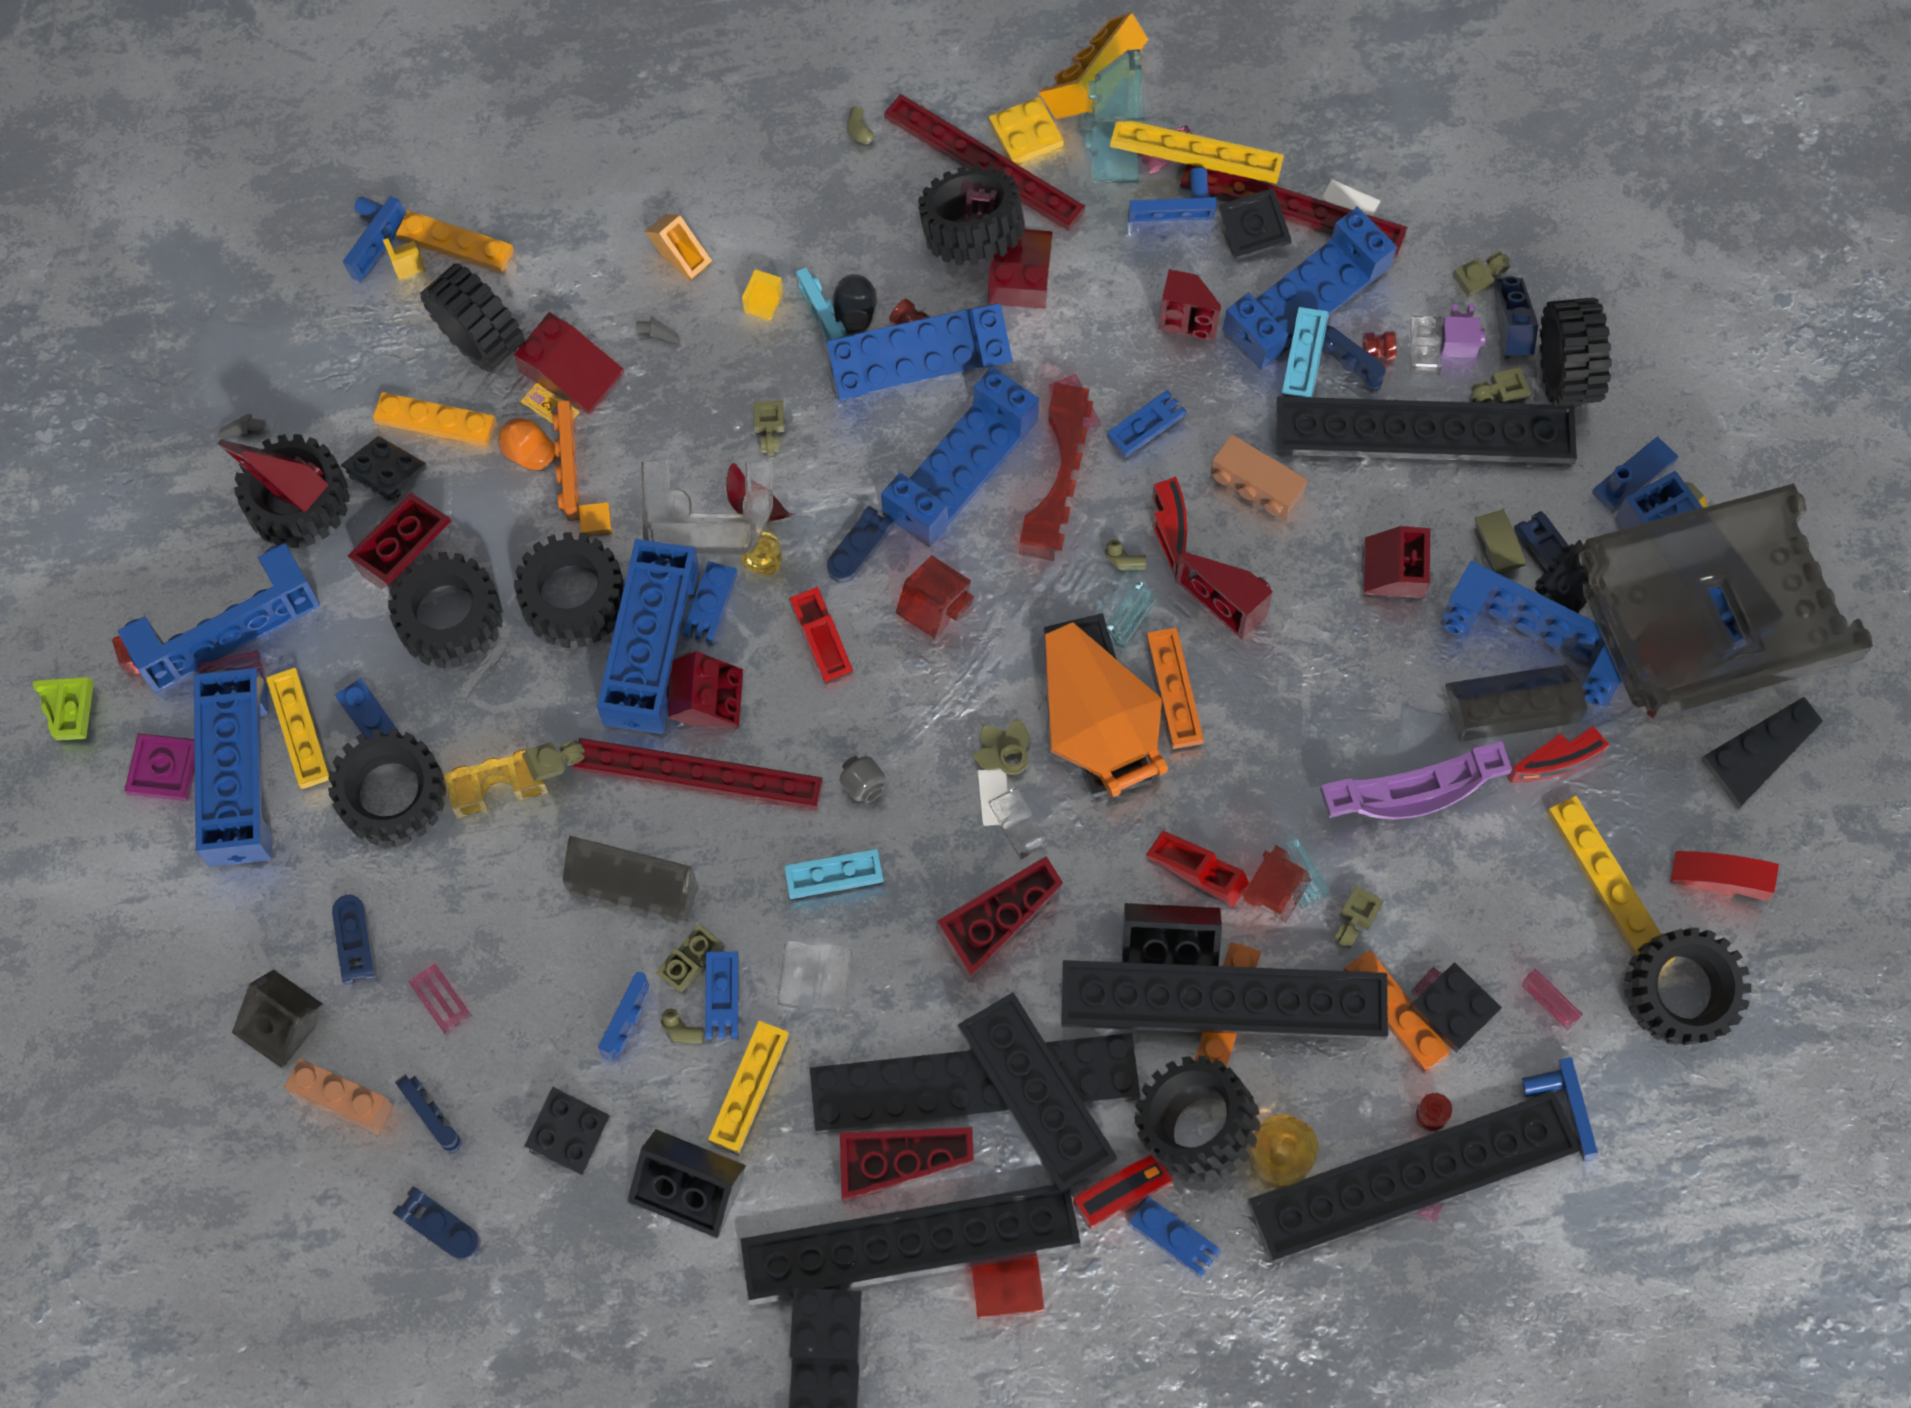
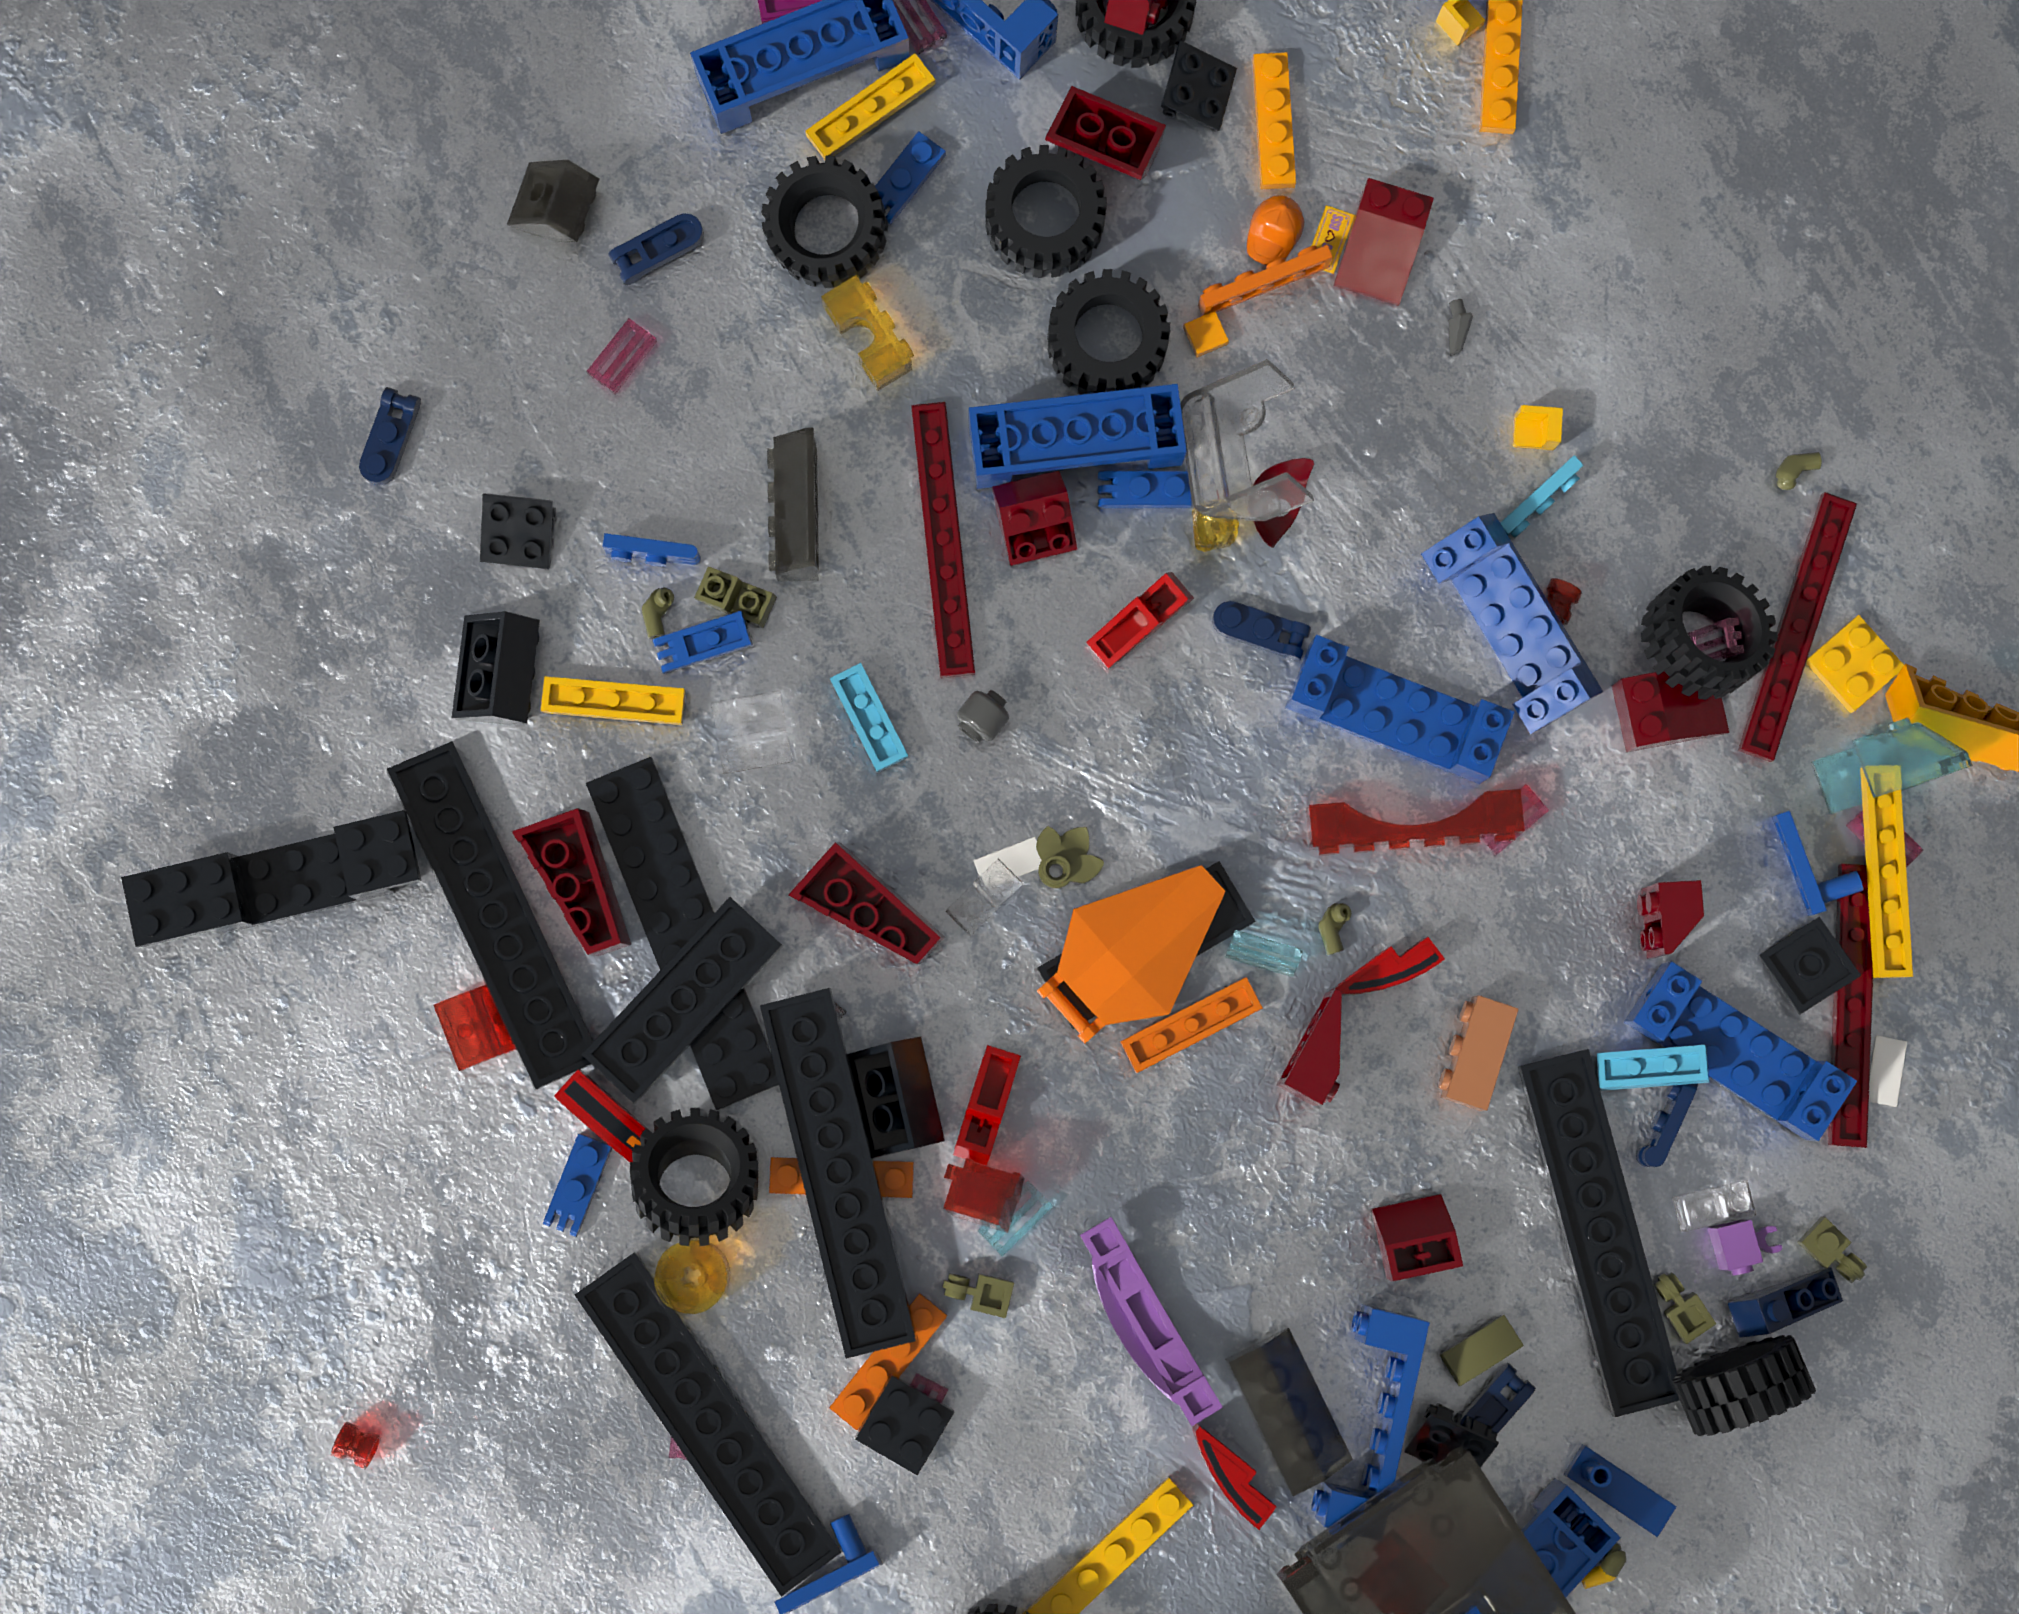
camera: 65 degrees right, 15 degrees up
(338, 1096) = (486, 292): nougat brick -> none
(429, 1113) = (495, 386): dark blue plate -> none
(472, 317) = (1393, 116): black tyre -> none
(547, 762) = (900, 375): olive plate -> none
(678, 244) = (1571, 313): light orange slope -> none
(769, 420) = (1383, 483): olive plate -> none
(854, 302) = (1563, 534): black piece -> none
(934, 596) = (1218, 730): clear red plate -> none
(1145, 424) = (1508, 907): blue hinge -> none
(1380, 346) = (1689, 1144): clear red wheel -> none
(1431, 1118) = (787, 1424): clear red wheel -> none
(1551, 999) = (944, 1528): clear pink tile -> none

